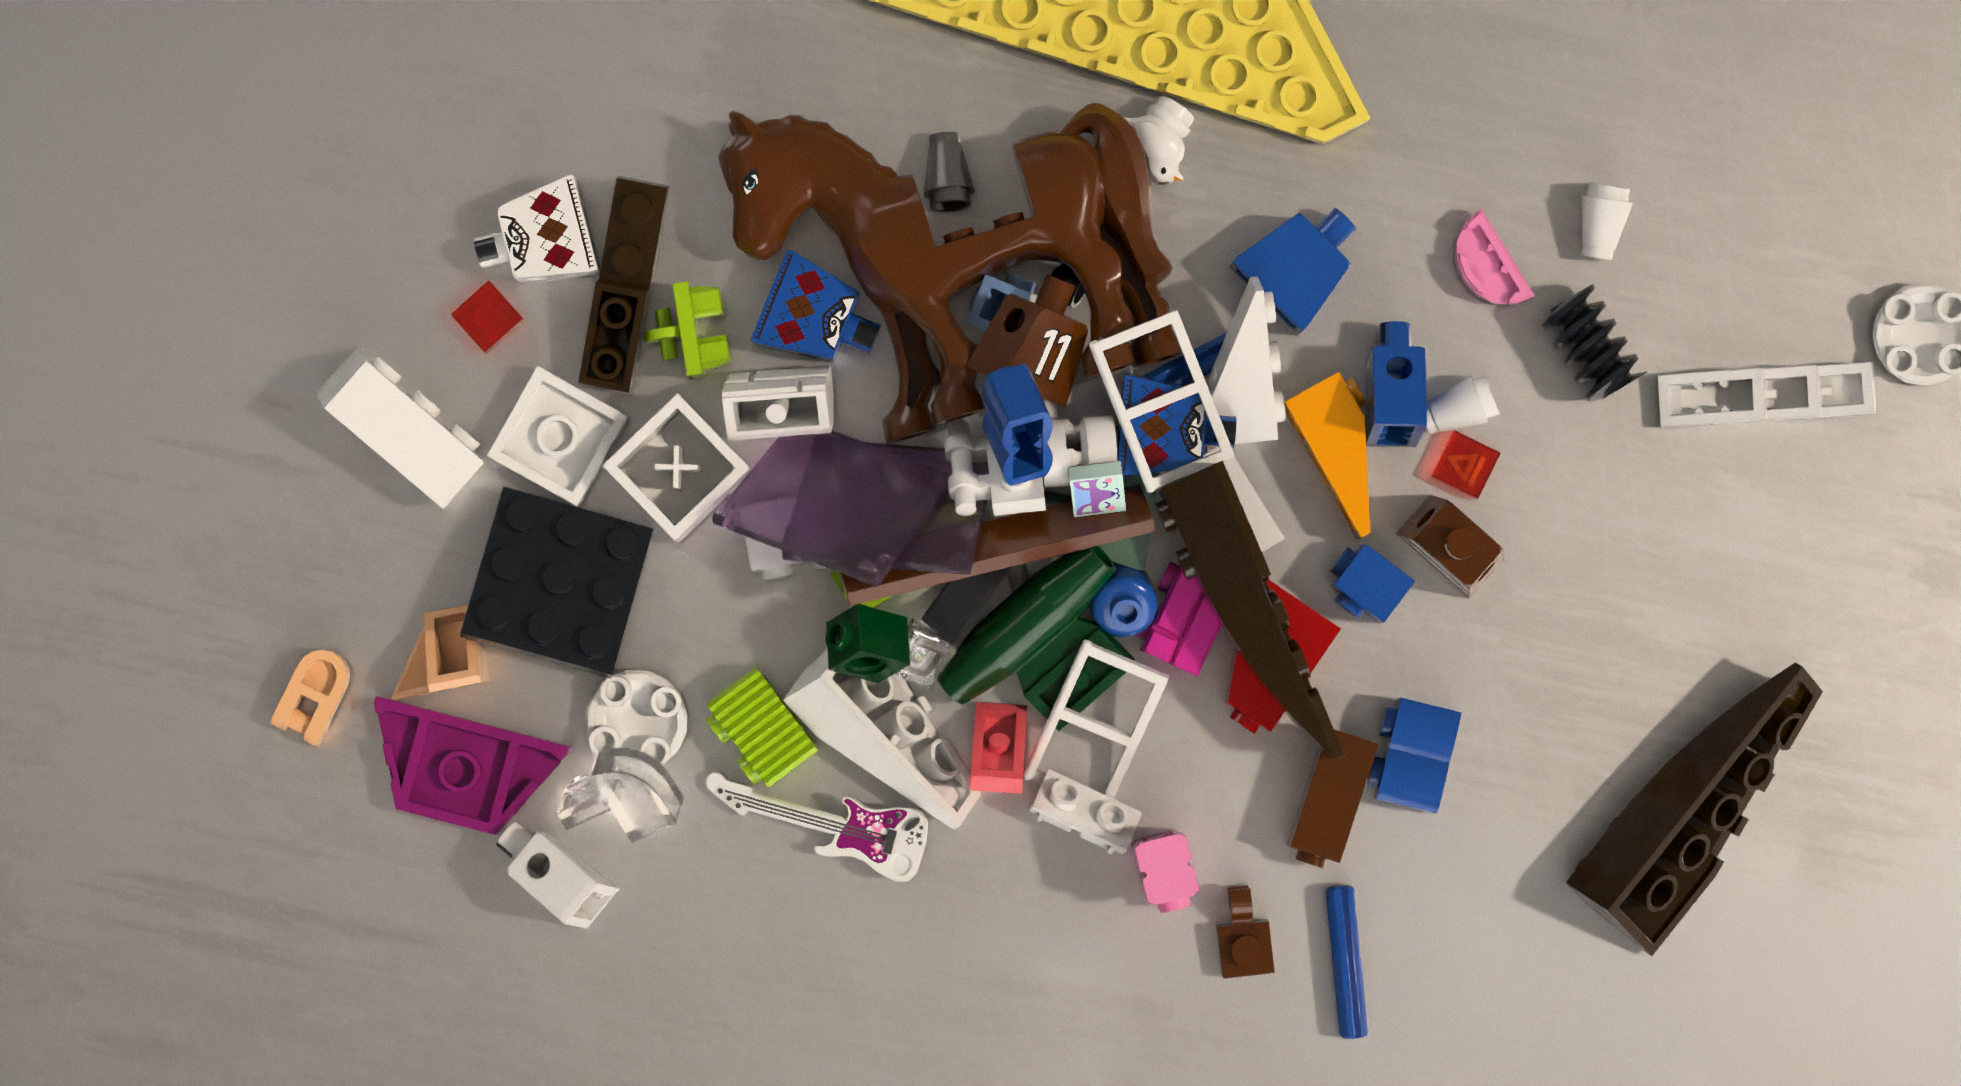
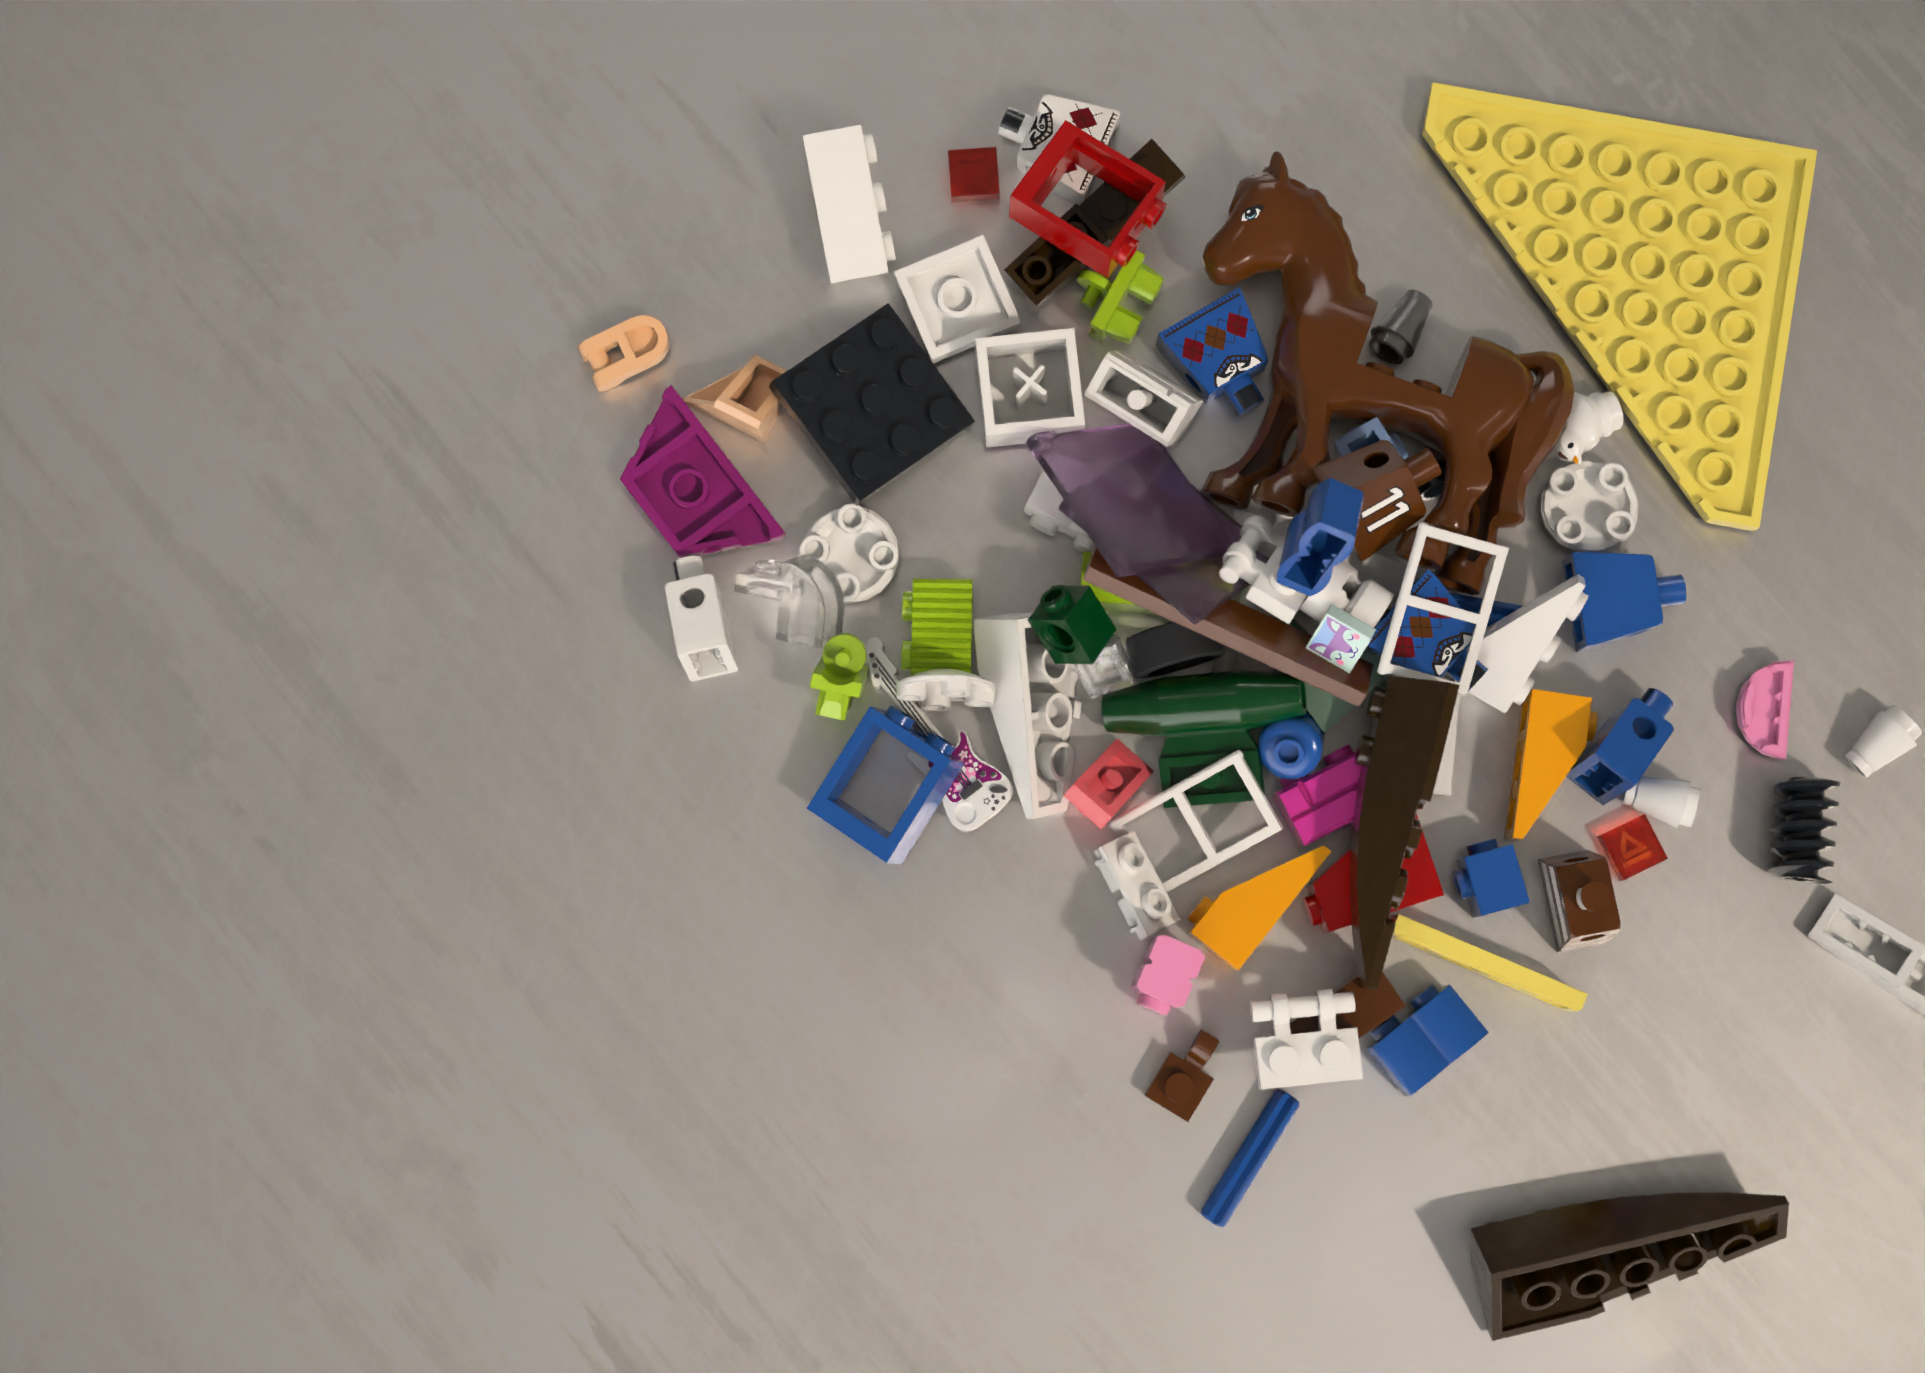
camera: 40 degrees right, 5 degrees down
(552, 276) = (1077, 146): none -> red window
(709, 833) = (840, 675): none -> lime hips
(801, 777) = (941, 686): none -> white dish
(818, 943) = (896, 845): none -> blue window
(1191, 766) = (1245, 914): none -> light orange slope
(1218, 205) = (1589, 506): none -> white dish
(1330, 847) = (1307, 1056): none -> white plate
(1417, 656) = (1488, 964): none -> light yellow tile

